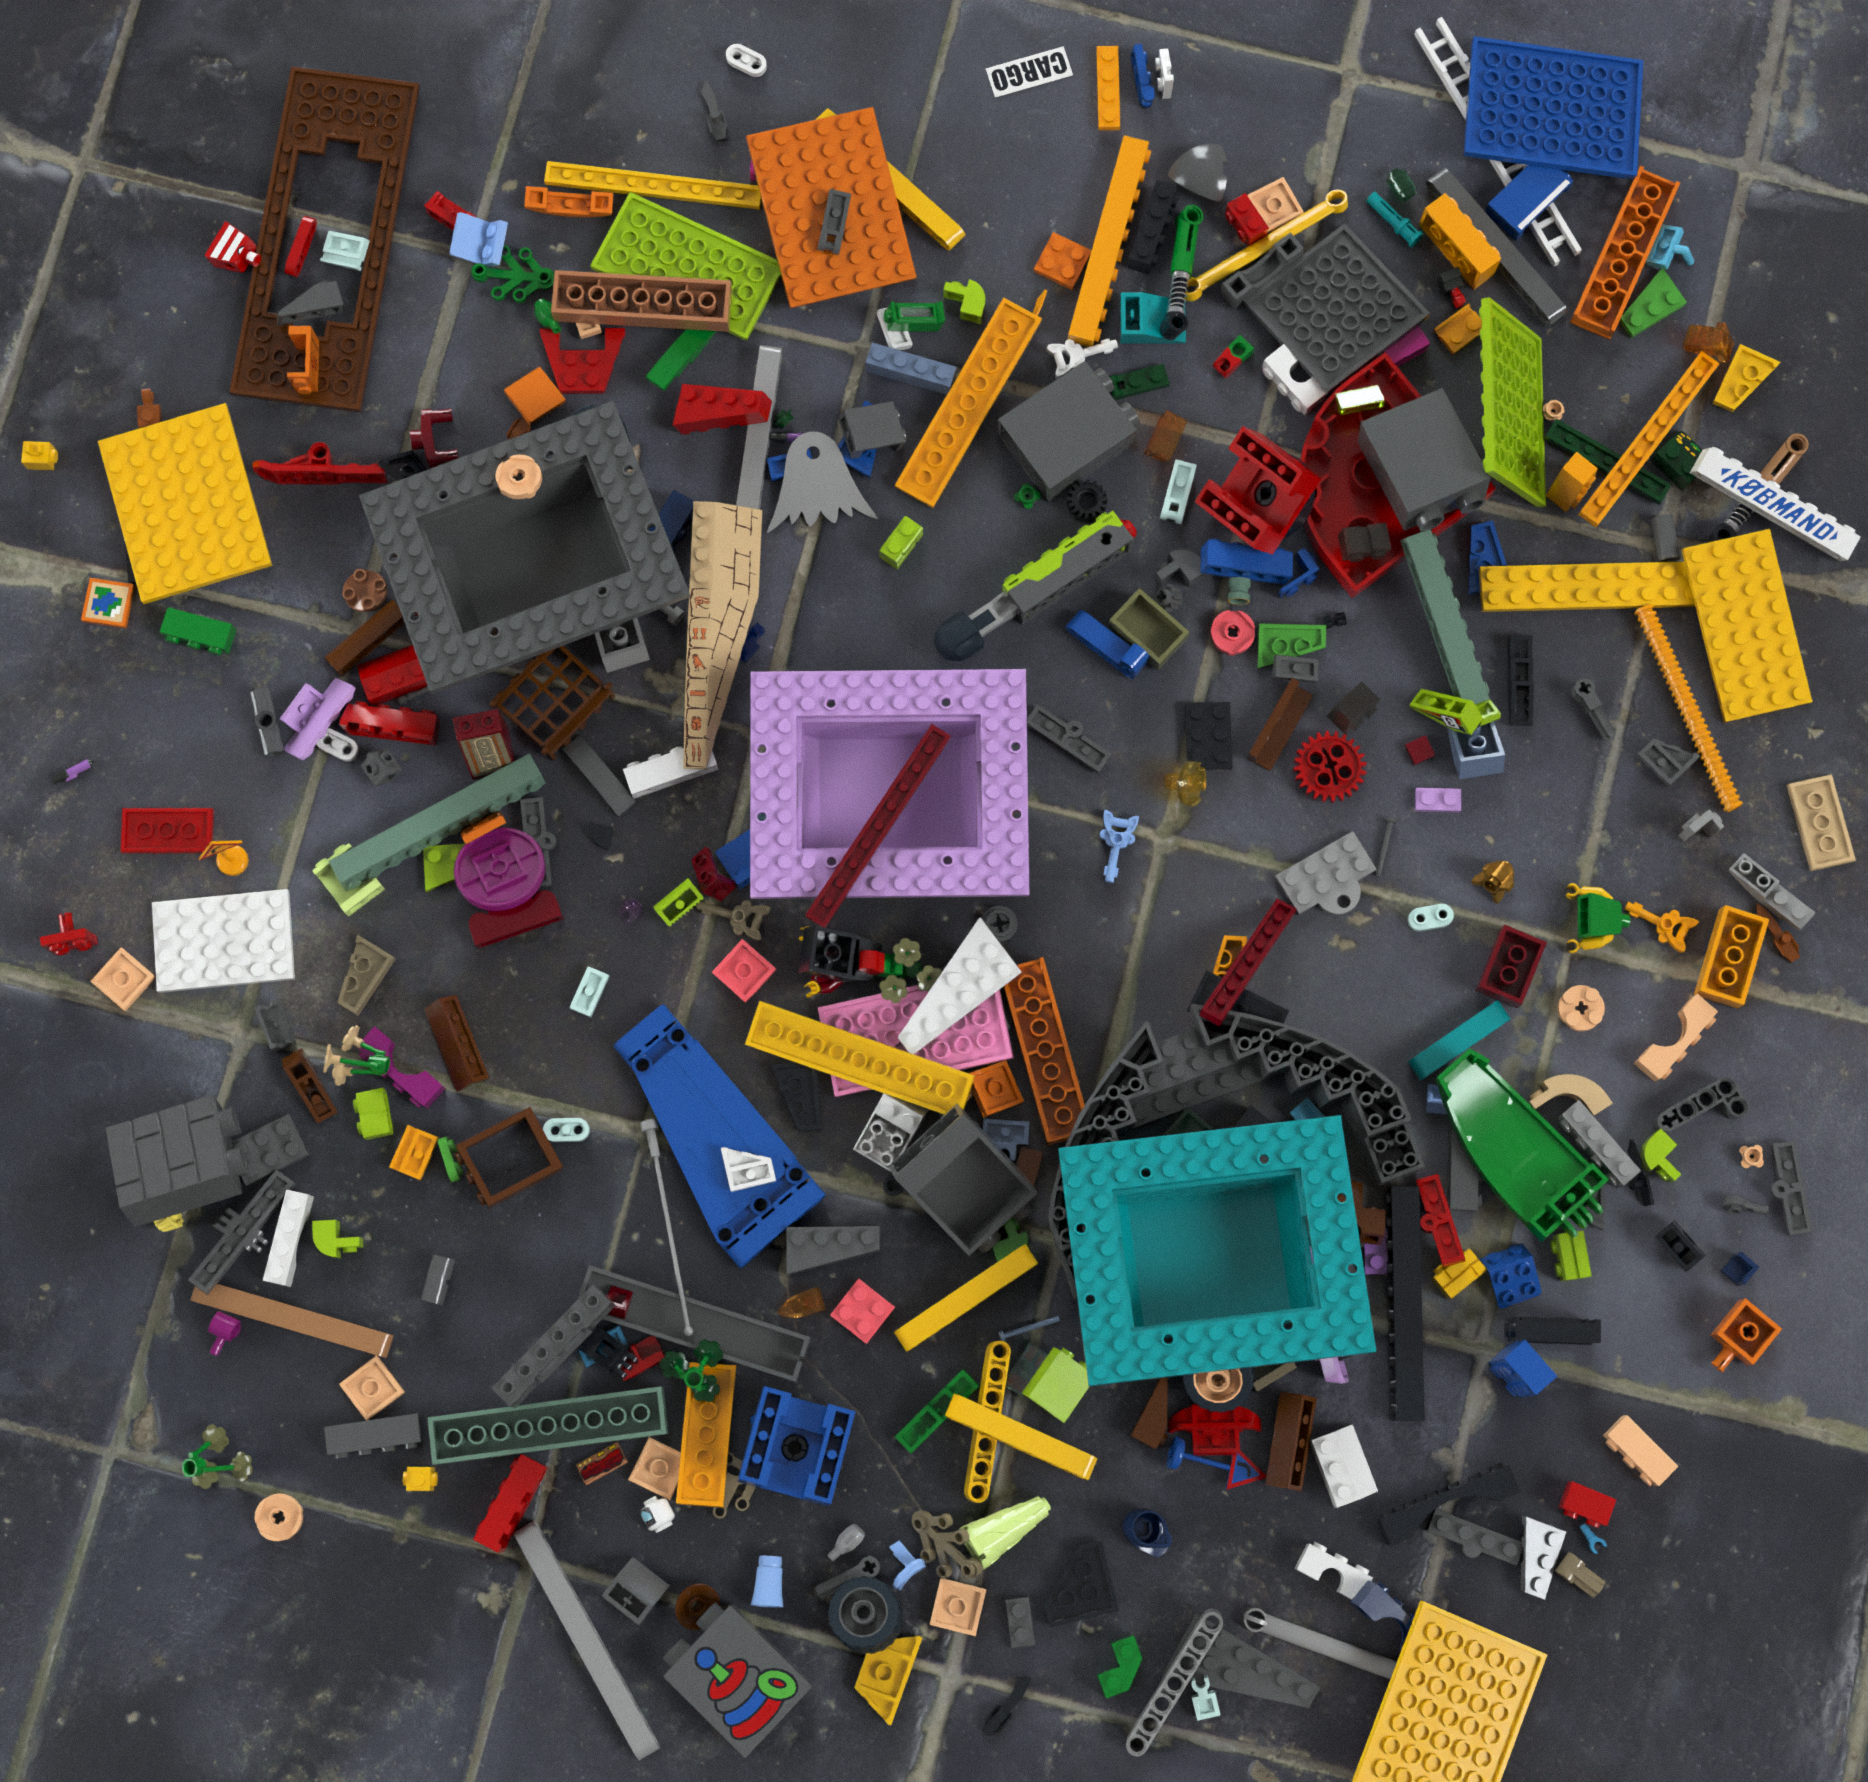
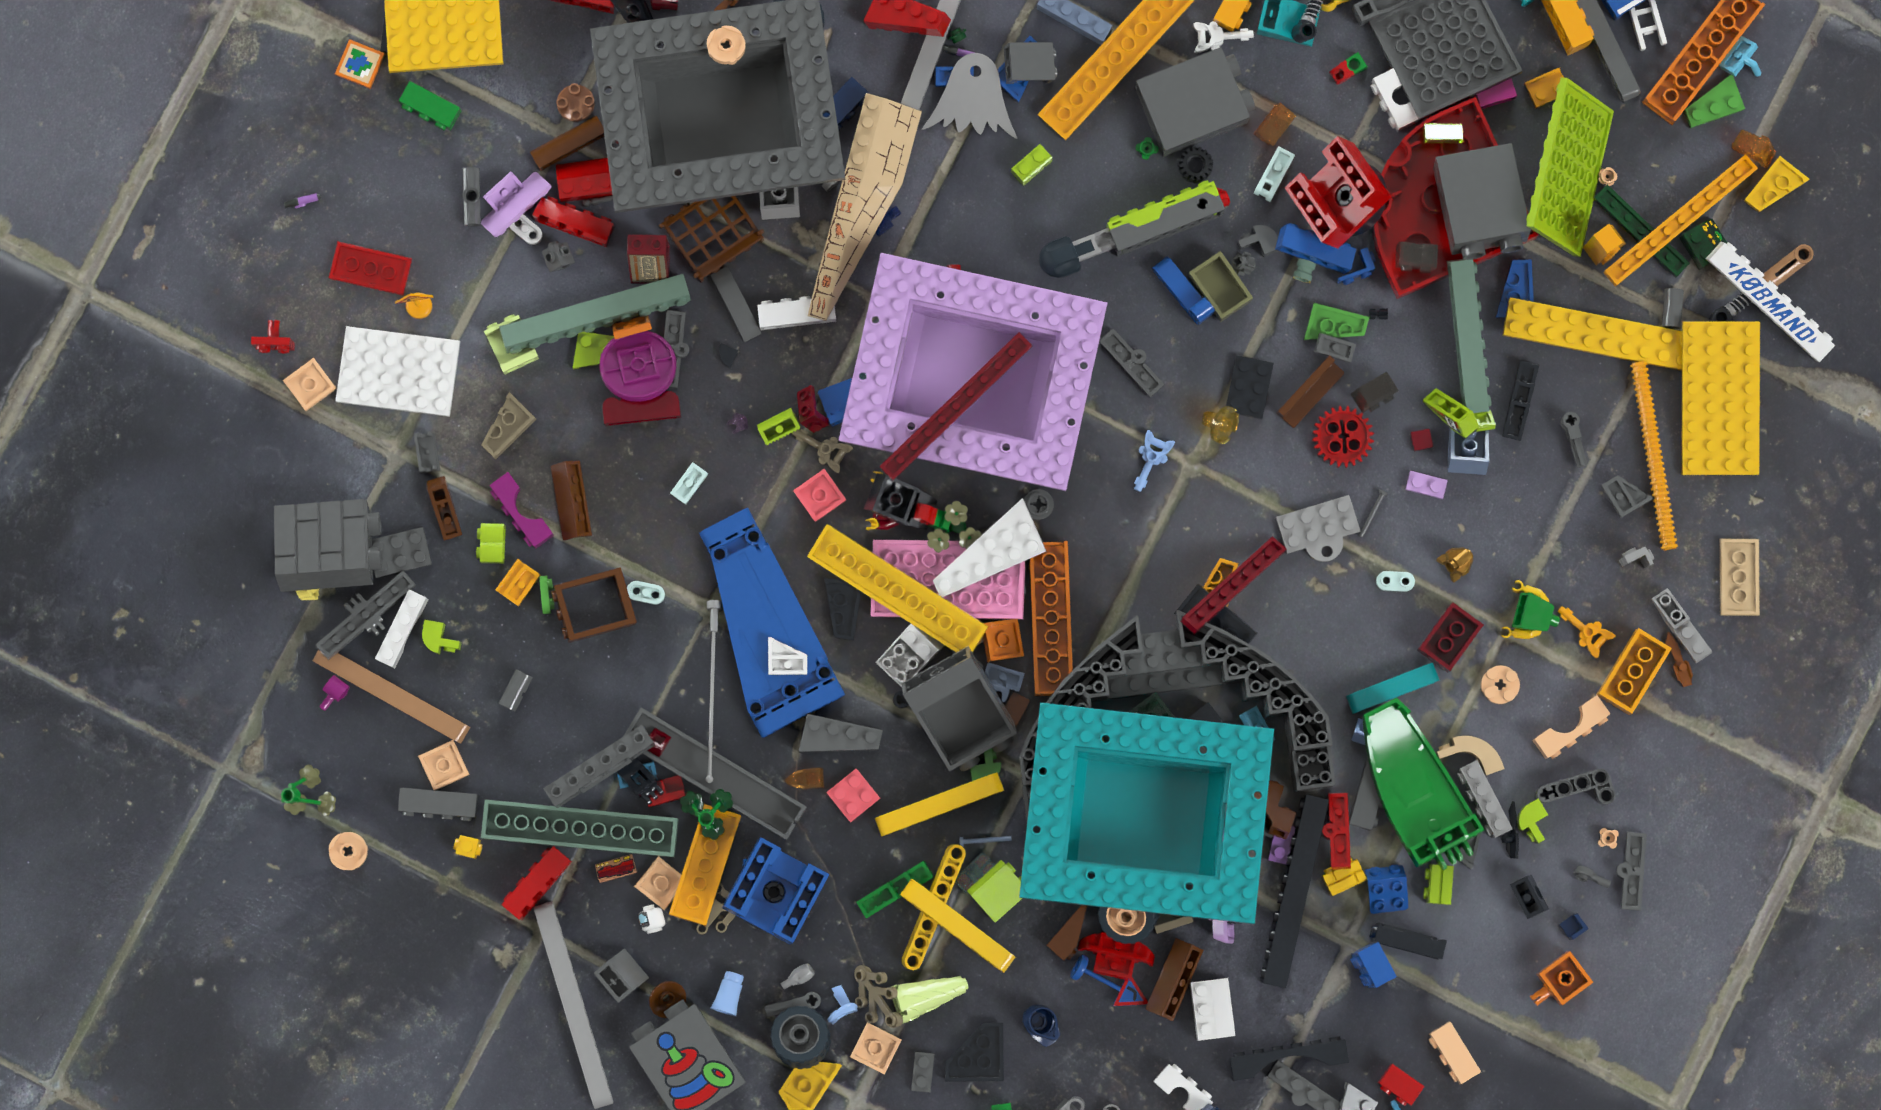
camera: 10 degrees right, 5 degrees up
(376, 1064) = (503, 504): plant -> none
(1139, 381) = (1264, 71): dark green plate -> none
(1232, 620) = (1300, 309): coral plate -> none
(1451, 283) = (1549, 46): pearl dark grey piece -> none

